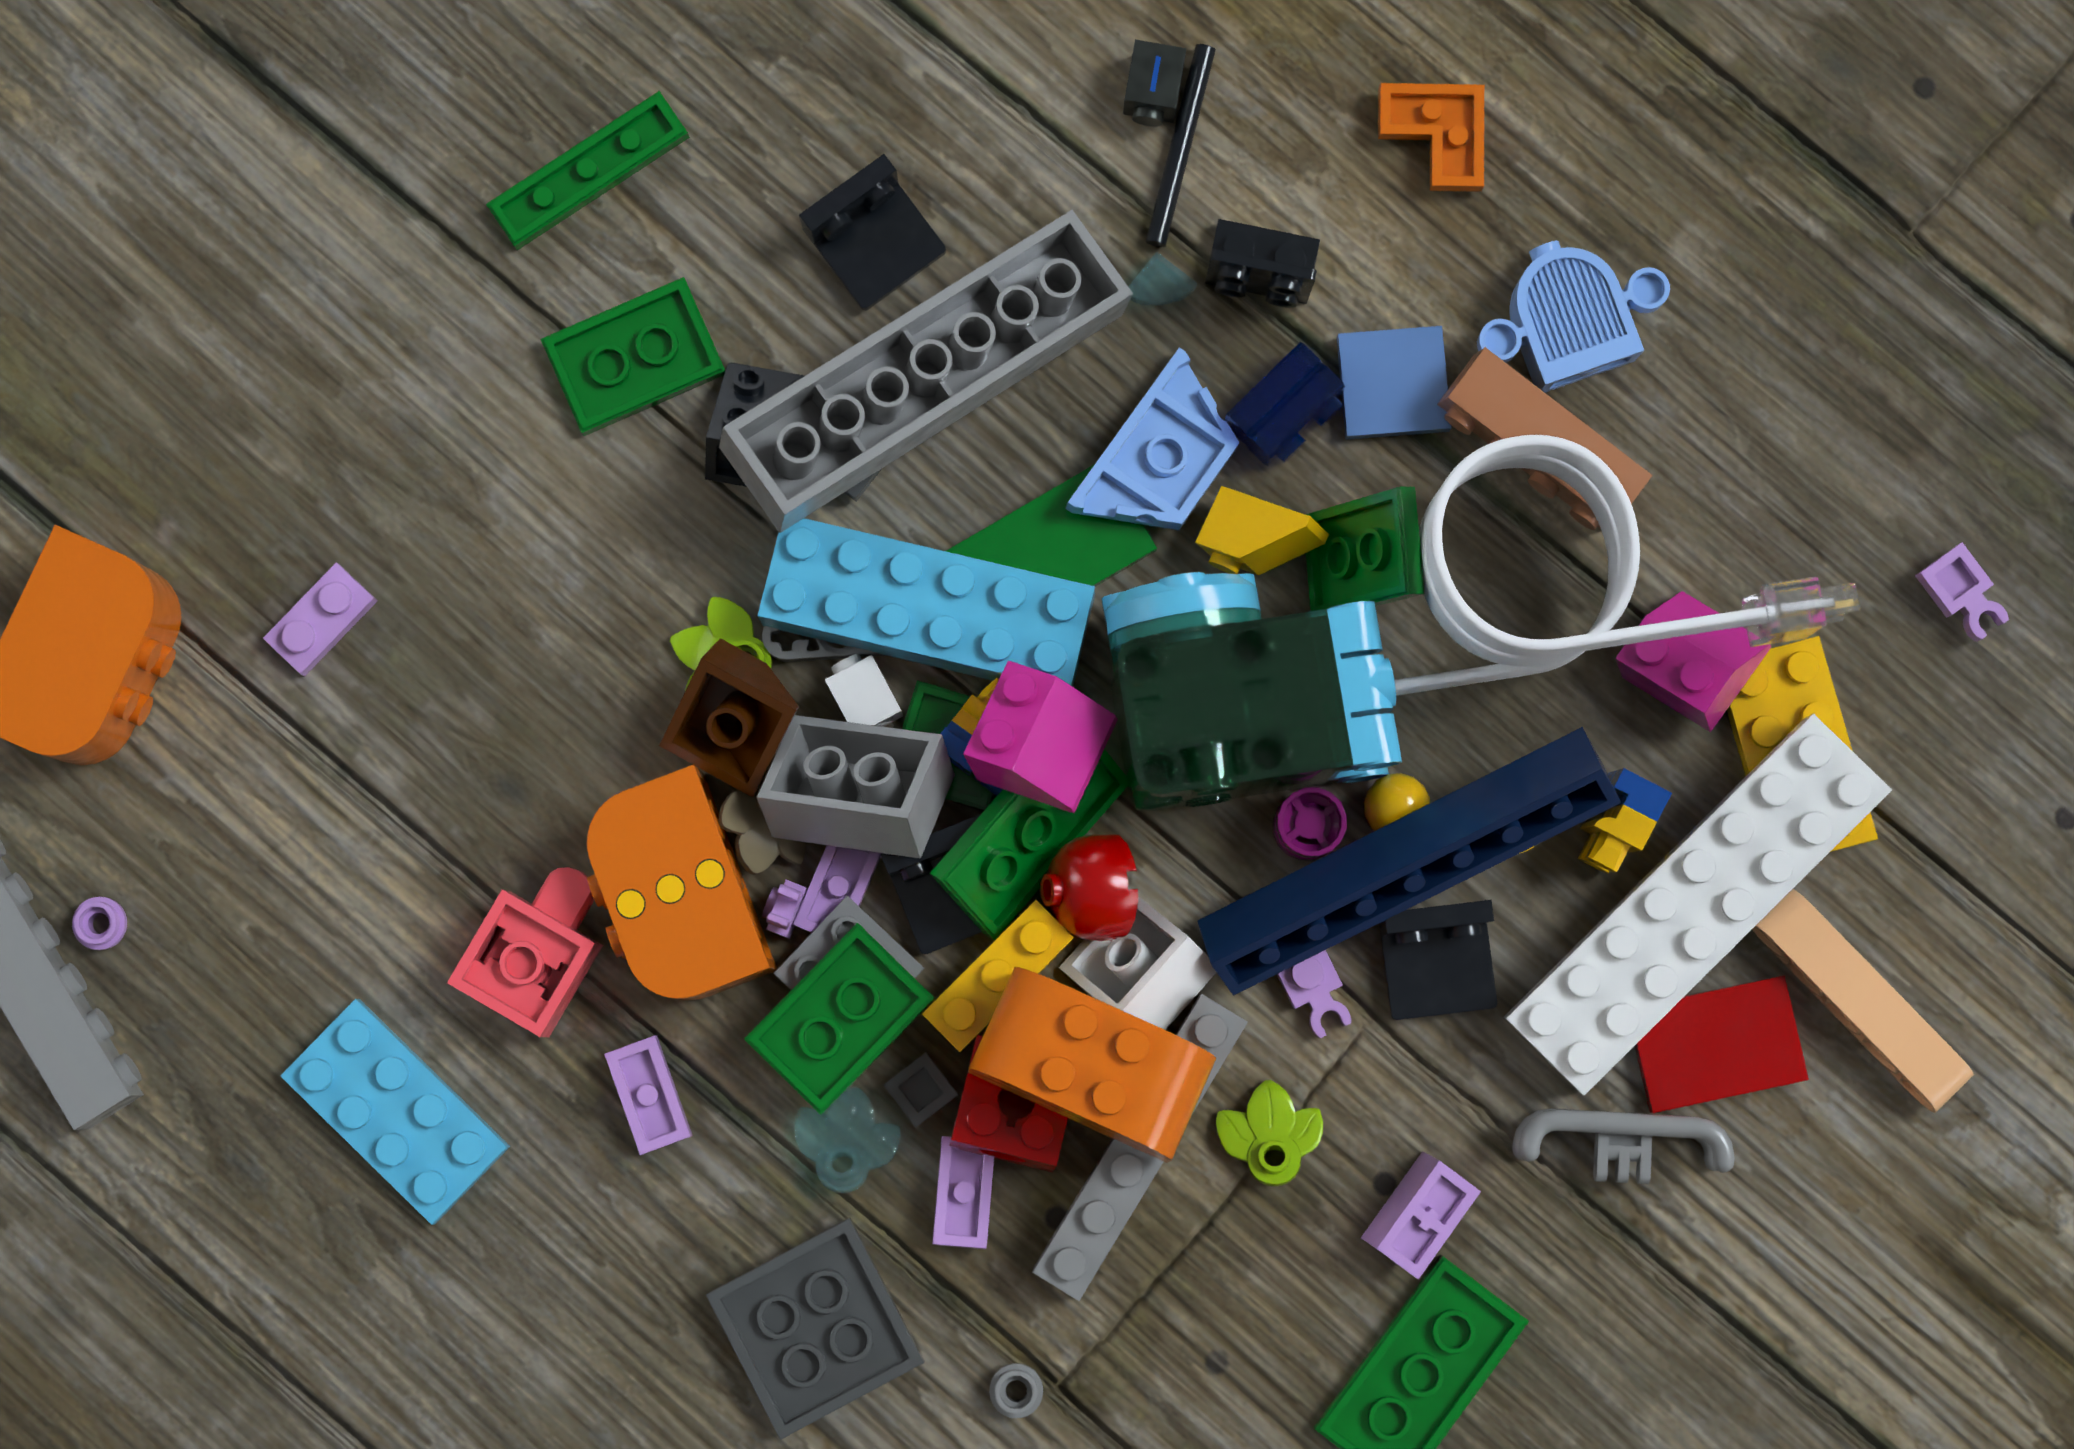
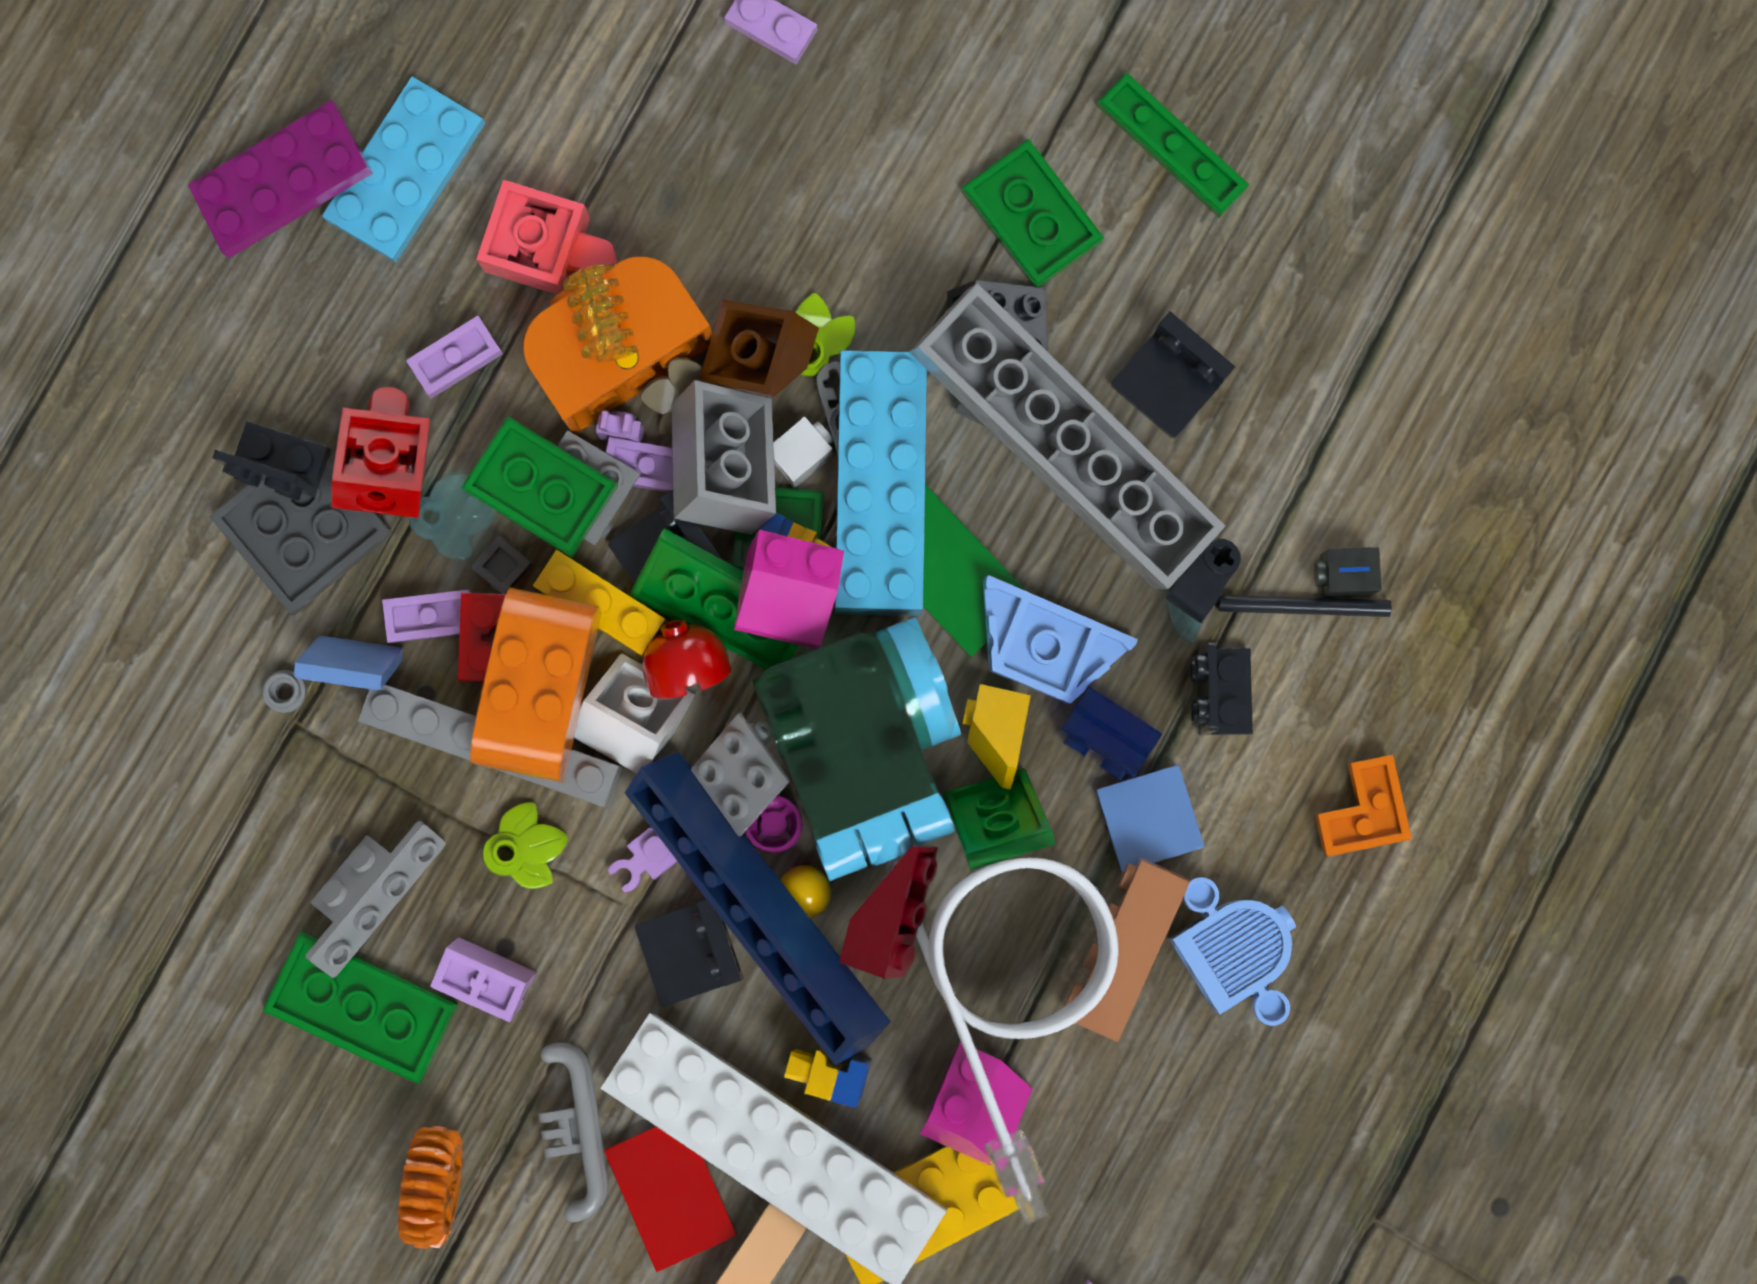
camera: 80 degrees right, 0 degrees up
(373, 1267) = (280, 179): none -> magenta plate
(654, 892) = (596, 314): none -> clear yellow piece
(729, 1337) = (278, 459): none -> black bracket
(757, 1206) = (381, 457): none -> red brick
(1003, 1299) = (348, 662): none -> medium blue tile
(1133, 251) = (1204, 581): none -> black piece
(1245, 845) = (741, 772): none -> light grey hinge
(1284, 1337) = (366, 892): none -> light grey bracket
(1468, 709) = (886, 924): none -> dark red slope
(1658, 1326) = (430, 1187): none -> orange gear

